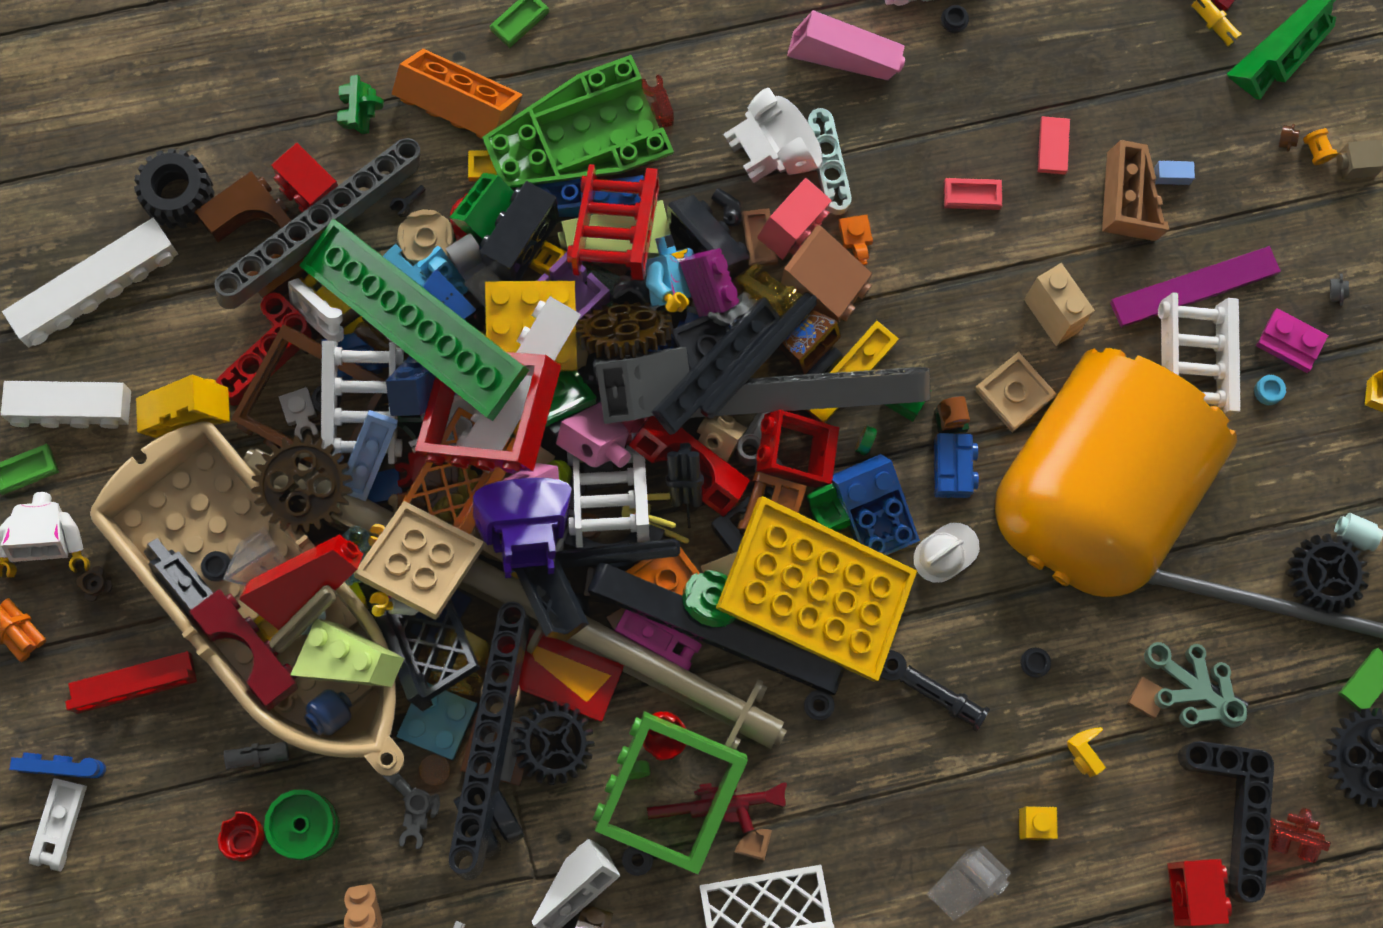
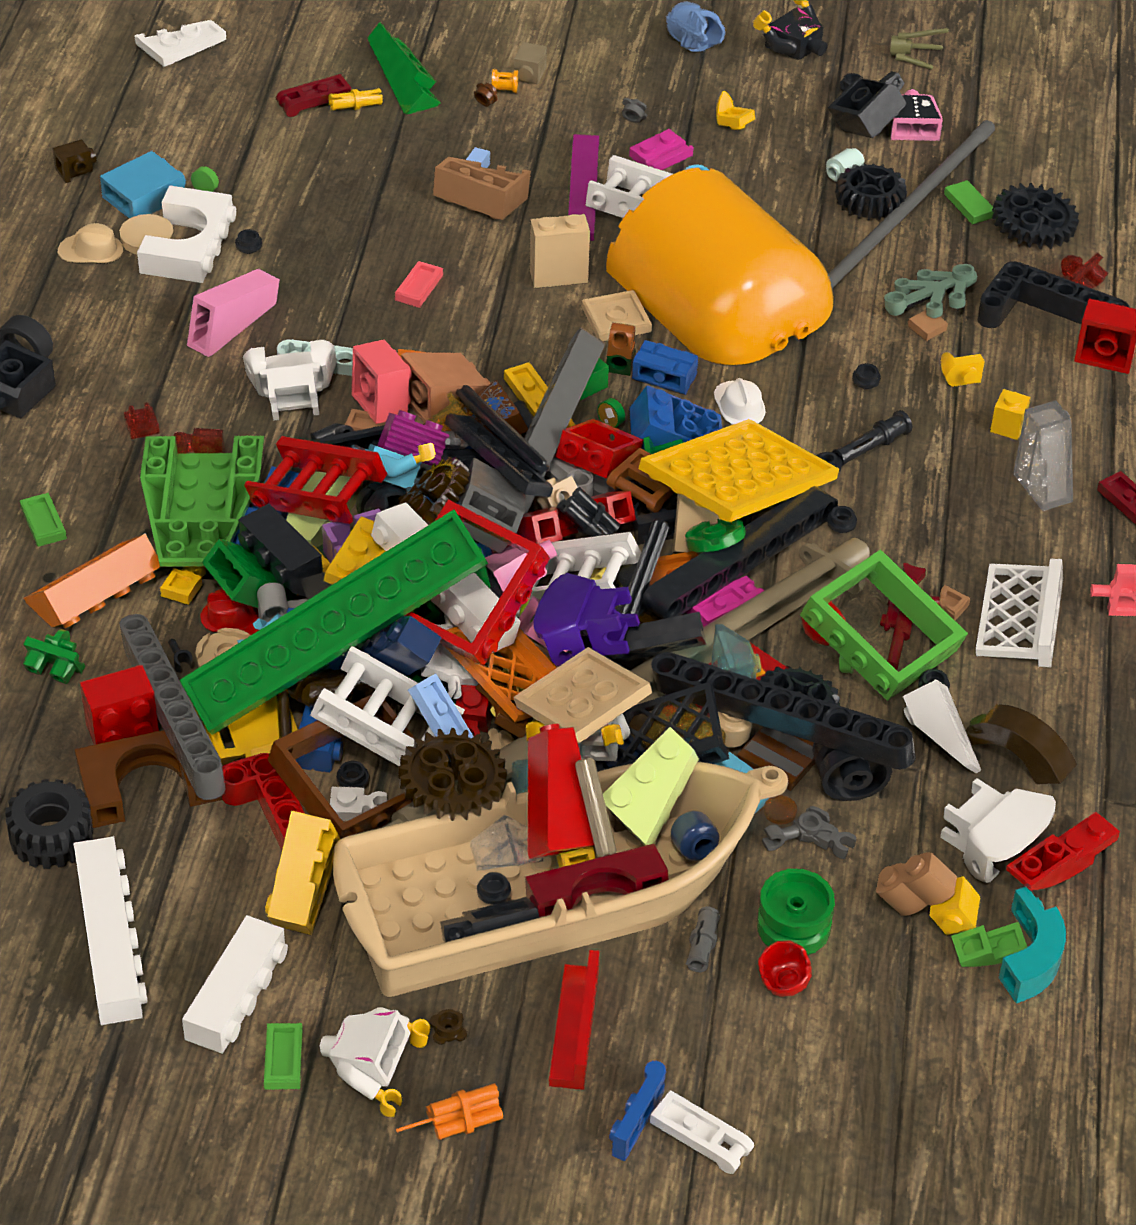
camera: 65 degrees left, 30 degrees down
(316, 311) = (263, 731): white plate -> none
(559, 674) = (734, 653): none -> clear light blue slope
(672, 40) = (141, 421): none -> clear red tile
(1053, 145) = (405, 223): coral tile -> none

